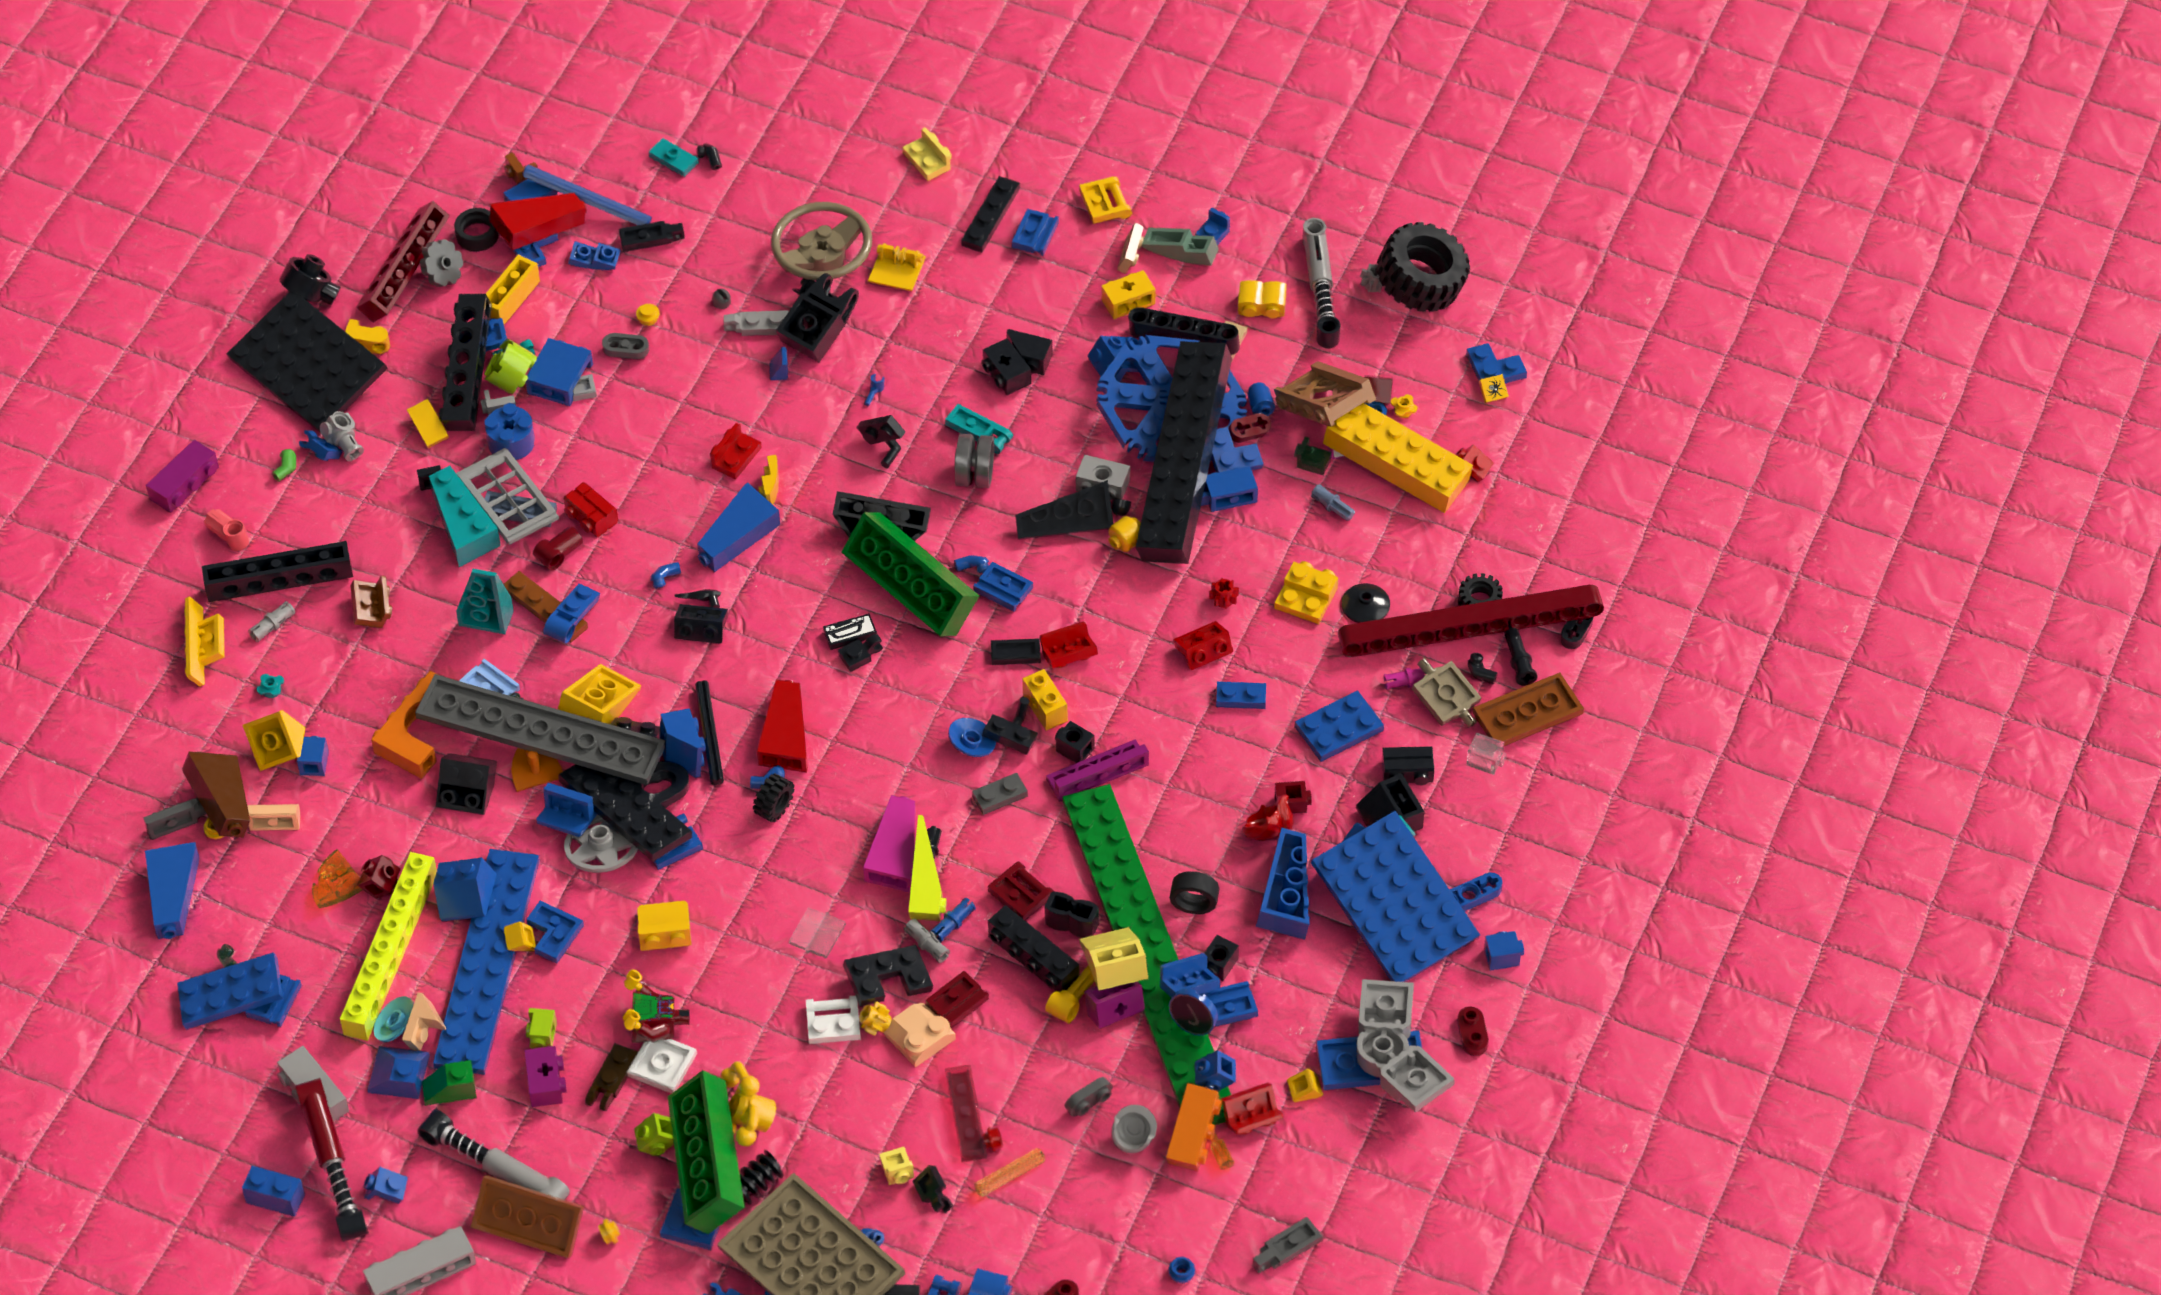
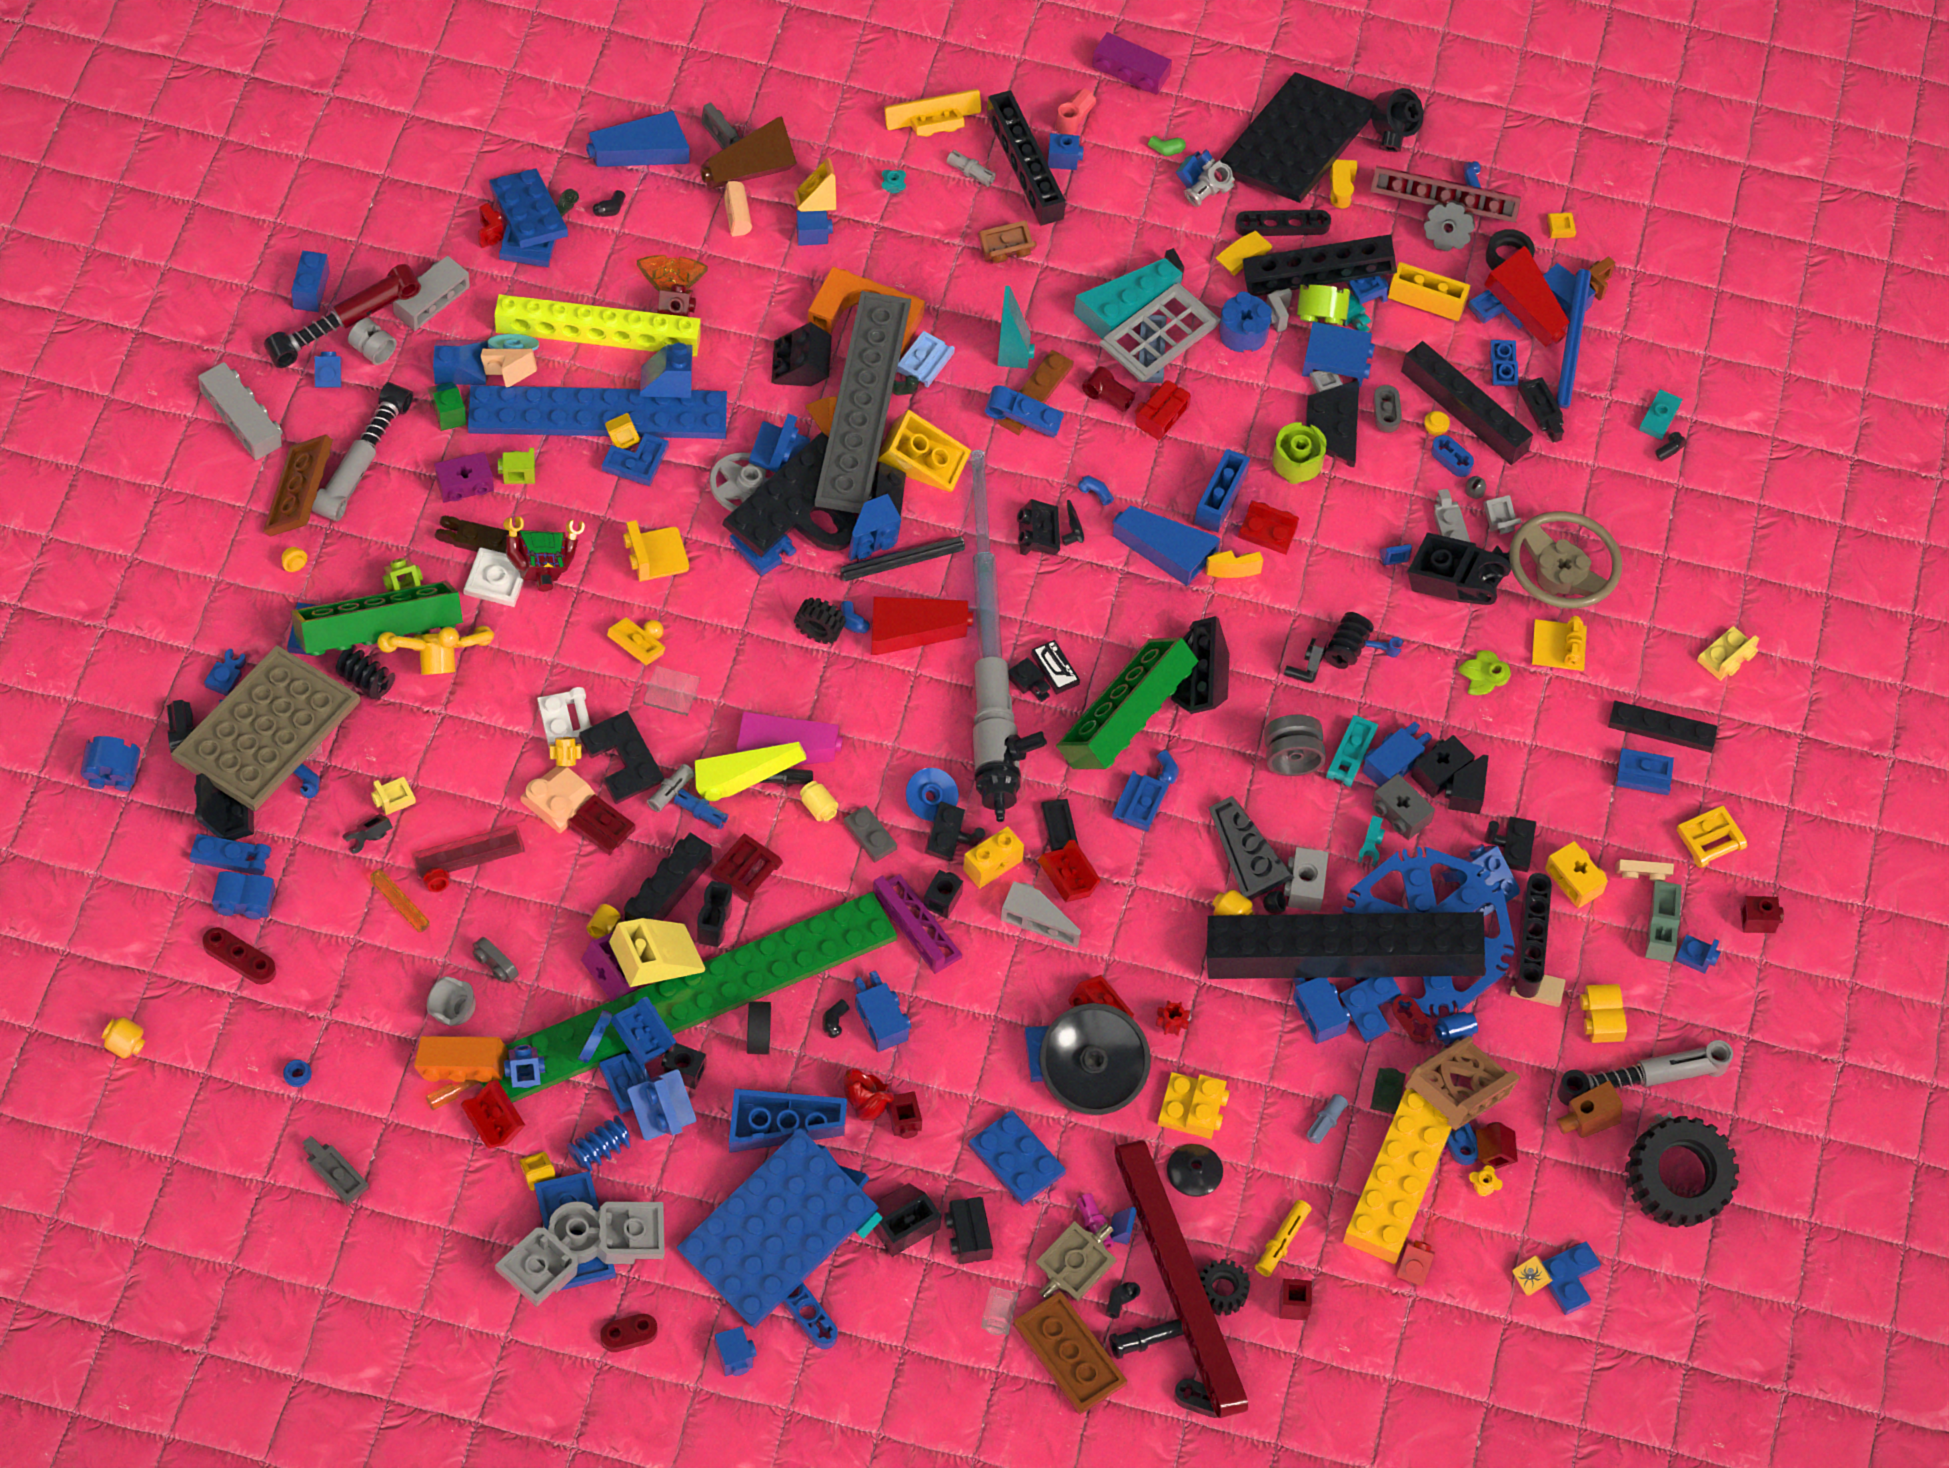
camera: 75 degrees right, 5 degrees up
(240, 922) = (610, 207): none -> black arm
(240, 1026) = (492, 224): none -> red bracket
(274, 540) = (1064, 151): none -> blue brick
(363, 1141) = (372, 341): none -> light grey wheel
(379, 243) = (1470, 170): none -> blue arm
(400, 391) = (1282, 219): none -> black beam
(451, 190) = (1561, 225): none -> yellow tile
(629, 389) = (1336, 417): none -> black wing
(634, 286) = (1467, 402): none -> black brick
(663, 413) = (1299, 452): none -> lime brick
(685, 309) = (1452, 456): none -> blue beam
(693, 475) = (1222, 490): none -> blue brick
(759, 284) = (1501, 515): none -> light grey bracket
(759, 951) = (638, 641): none -> yellow plate
(863, 407) = (1348, 640): none -> black piece
(914, 326) = (1482, 672): none -> lime plate
(923, 679) = (995, 734): none -> piece
(963, 825) = (819, 801): none -> light yellow brick
(991, 397) = (1395, 754): none -> blue hinge
(1042, 400) = (1402, 807): none -> dark grey brick
(1070, 428) = (1374, 836): none -> teal plate
(1086, 331) = (1516, 843): none -> black plate
(1106, 675) = (1036, 913): none -> light grey slope
(1185, 181) = (1761, 914): none -> dark red brick
(1186, 804) = (881, 1013): none -> blue hinge
(1186, 844) = (831, 1018): none -> black arm
(1260, 650) = (1094, 1059): none -> black dish
(1262, 976) = (661, 1105): none -> bracket
(1291, 1029) = (600, 1143): none -> blue piece
(1355, 318) = (1592, 1111): none -> dark orange torso
(1413, 653) = (1122, 1224): none -> blue slope
(1447, 554) = (1277, 1247): none -> yellow pin
(1500, 544) = (1295, 1299): none -> dark red brick

